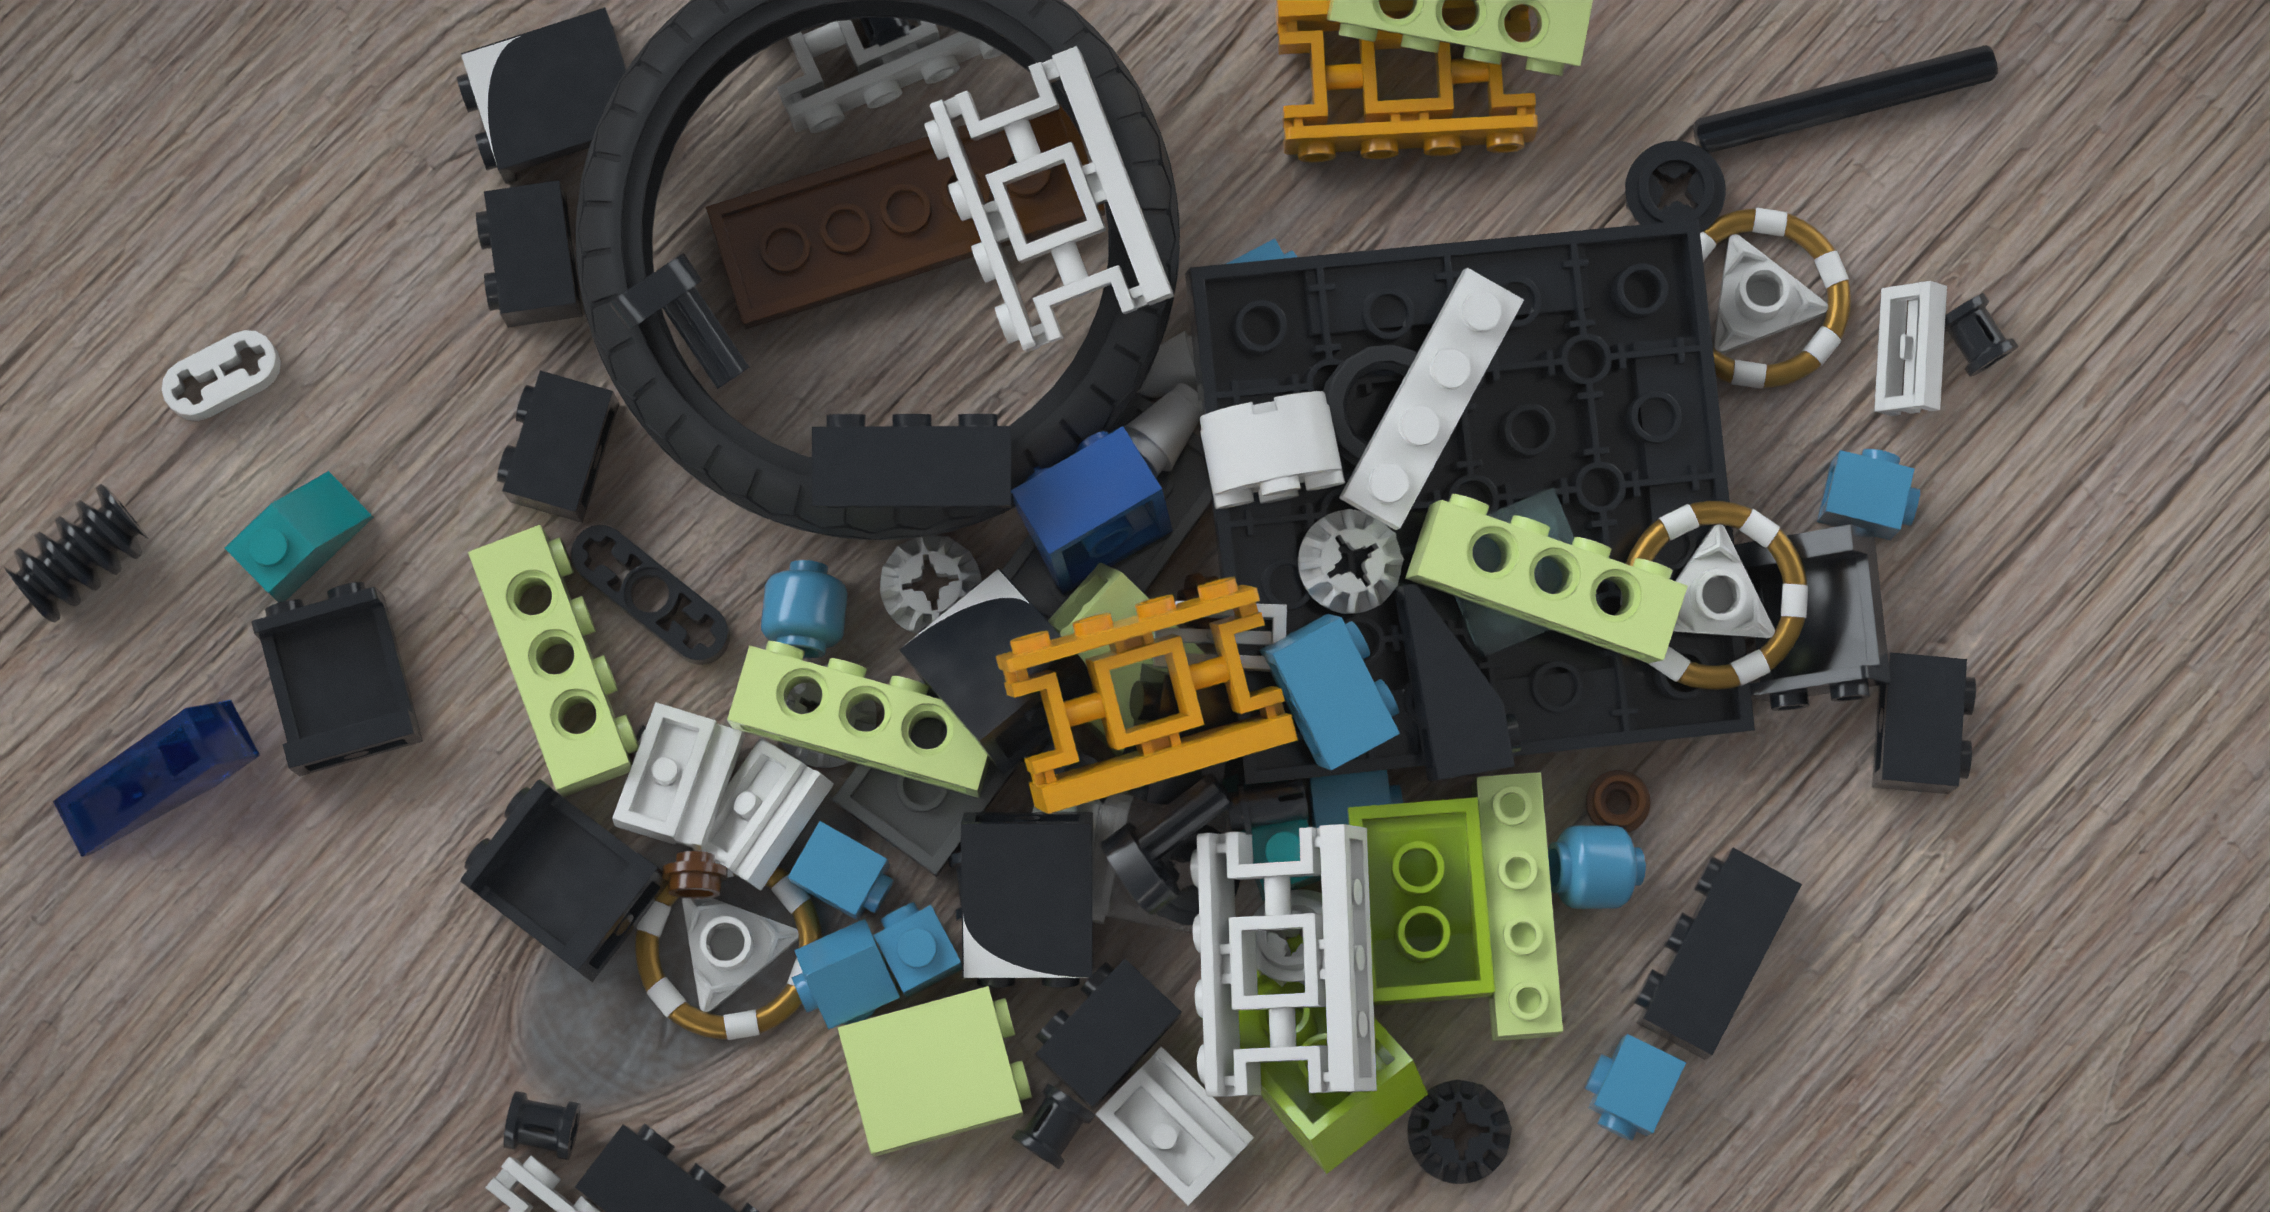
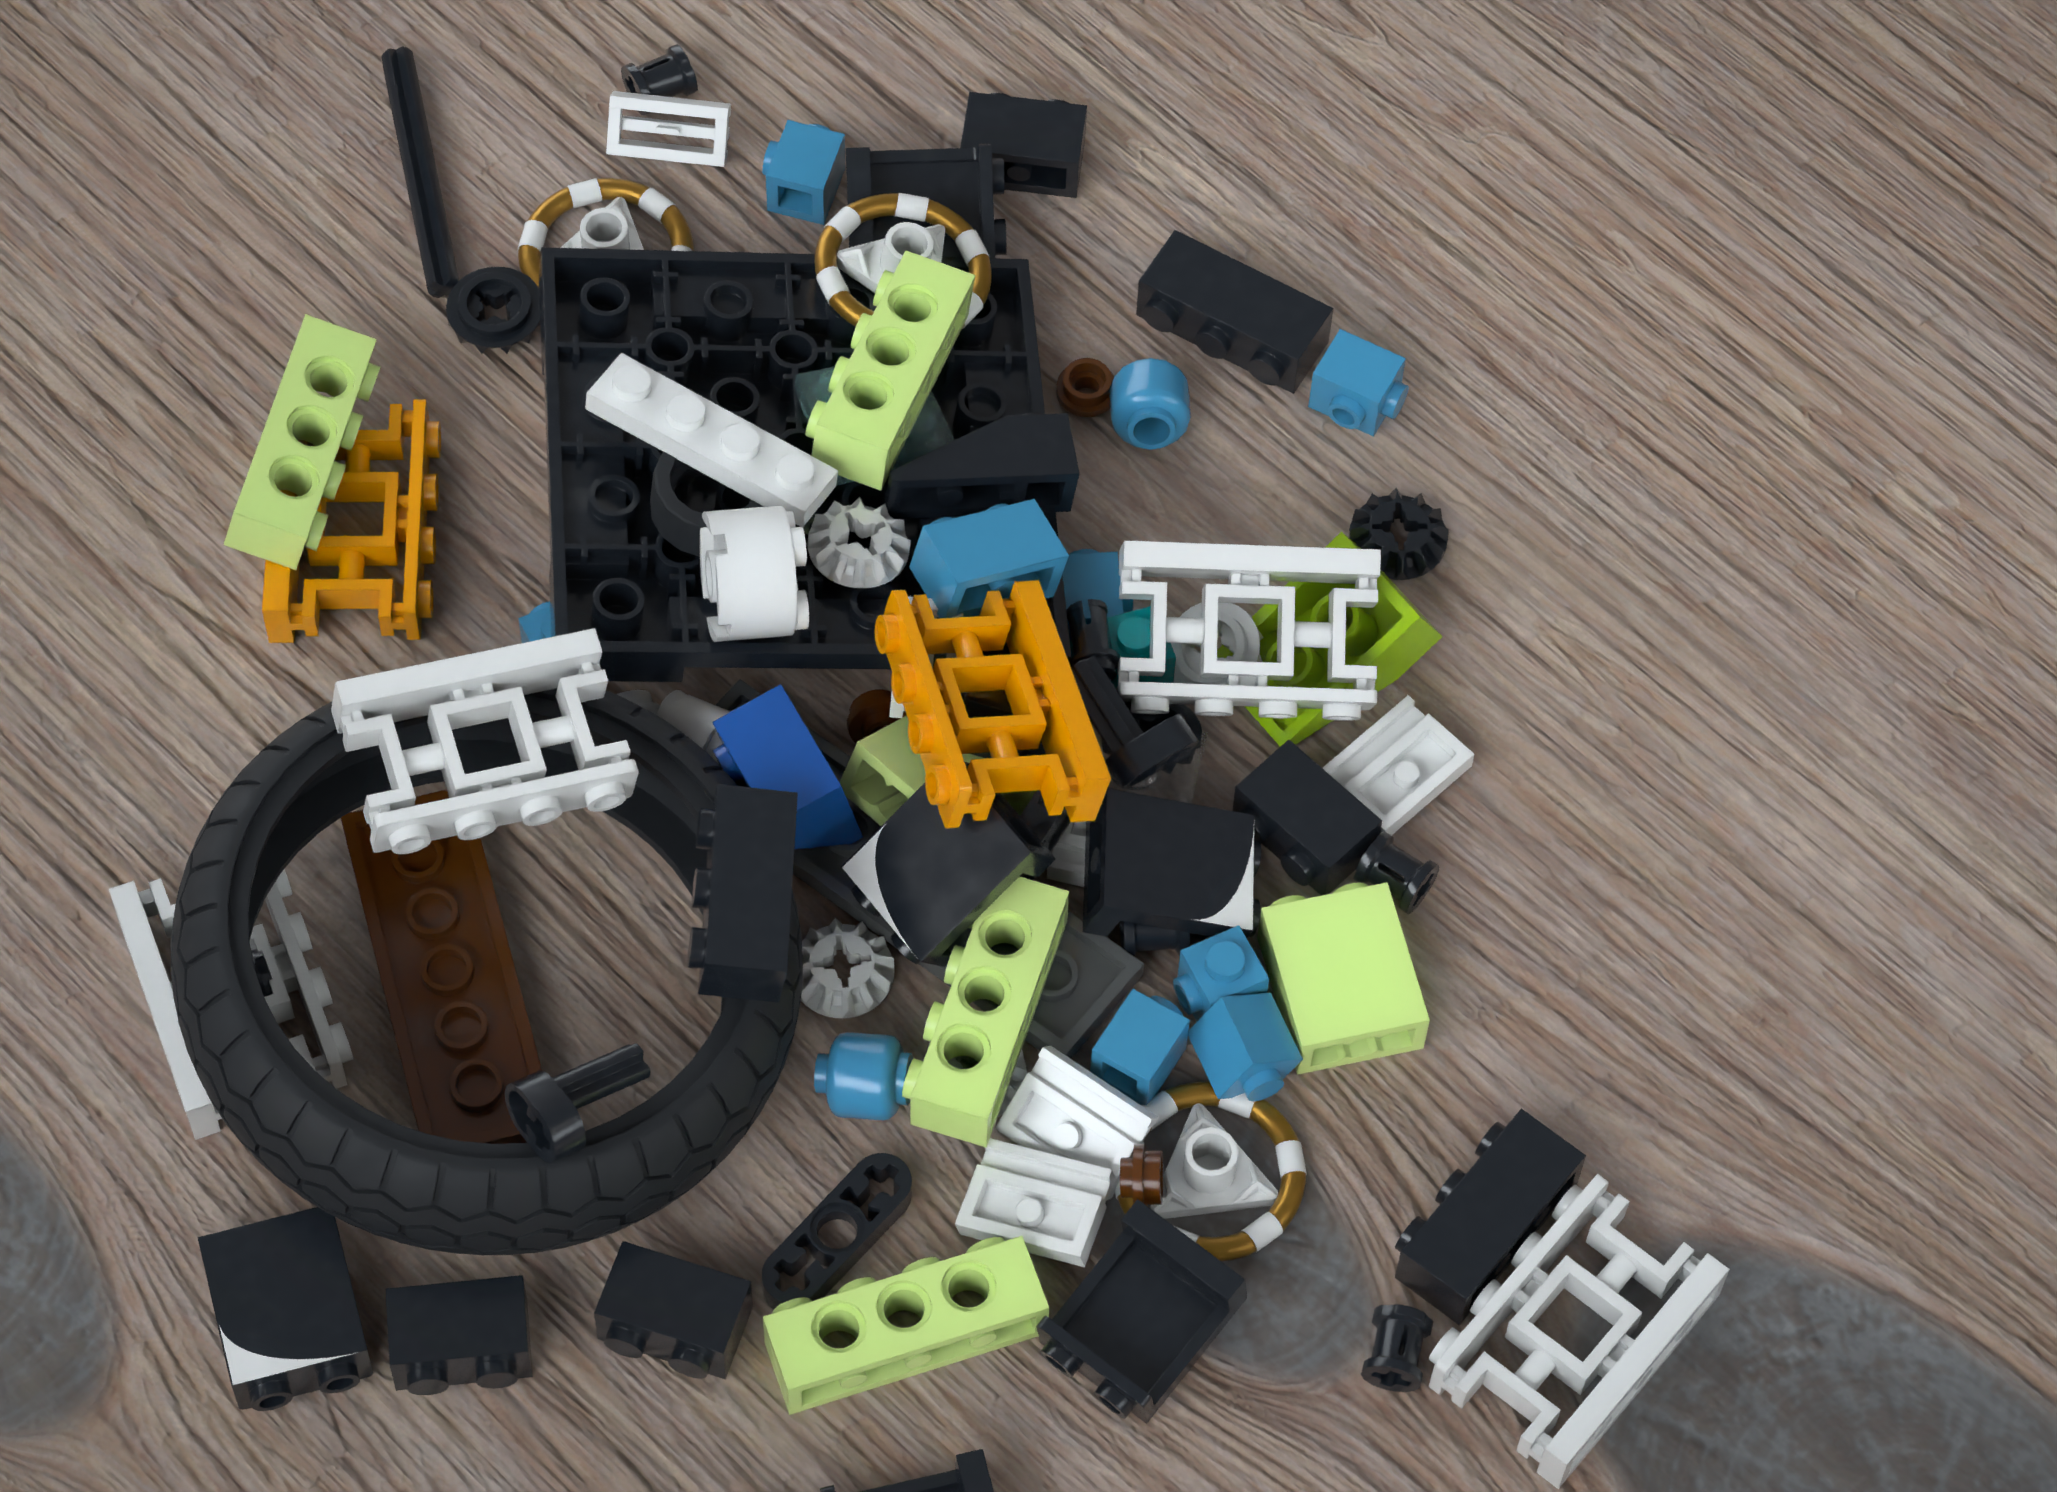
camera: 90 degrees left, 20 degrees down
(1427, 901) = (1183, 507): lime slope -> none
(1519, 907) = (1194, 466): yellowish green brick -> none

